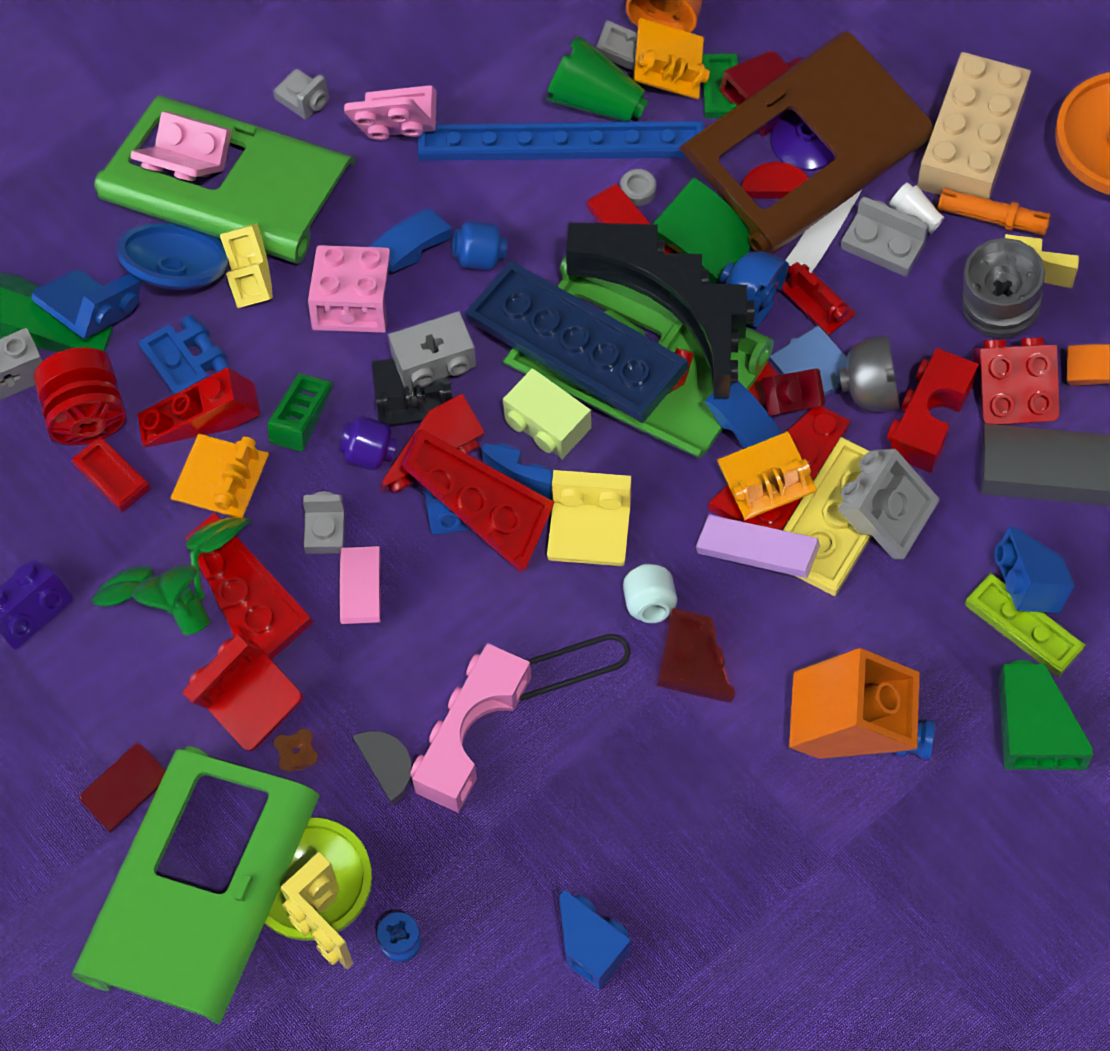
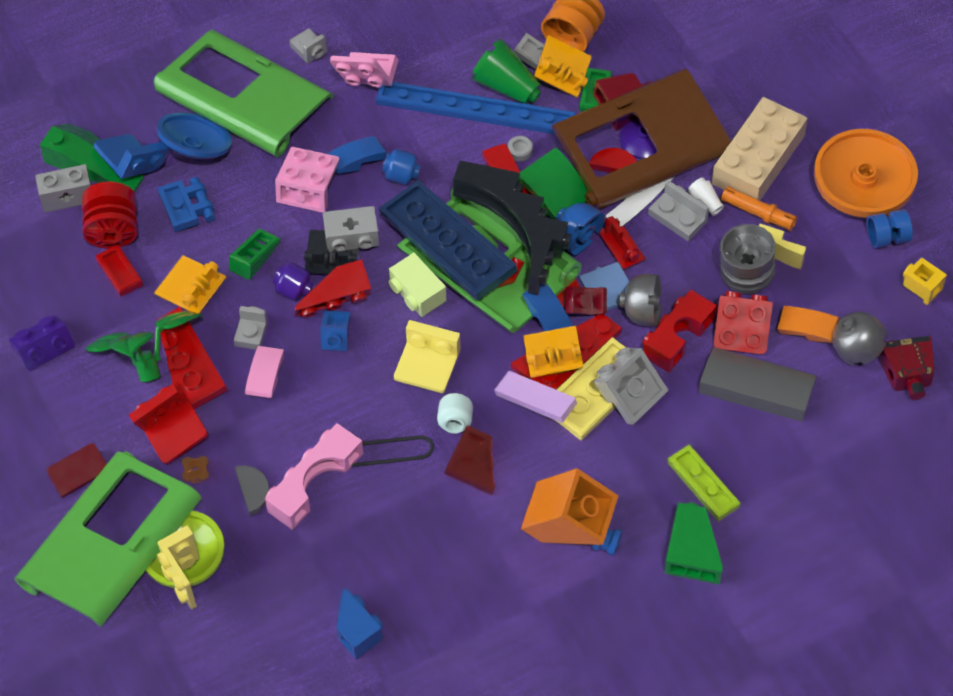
camera: 10 degrees right, 5 degrees down
(187, 147) = (221, 67): bright pink bracket -> none
(203, 408) = (191, 238): red slope -> none
(249, 265) = (243, 151): light yellow slope -> none
(402, 945) = (232, 605): blue wheel -> none
(486, 500) = (361, 332): red wing -> none
(509, 462) = (382, 314): blue slope -> none
(1033, 573) = (716, 449): blue slope -> none

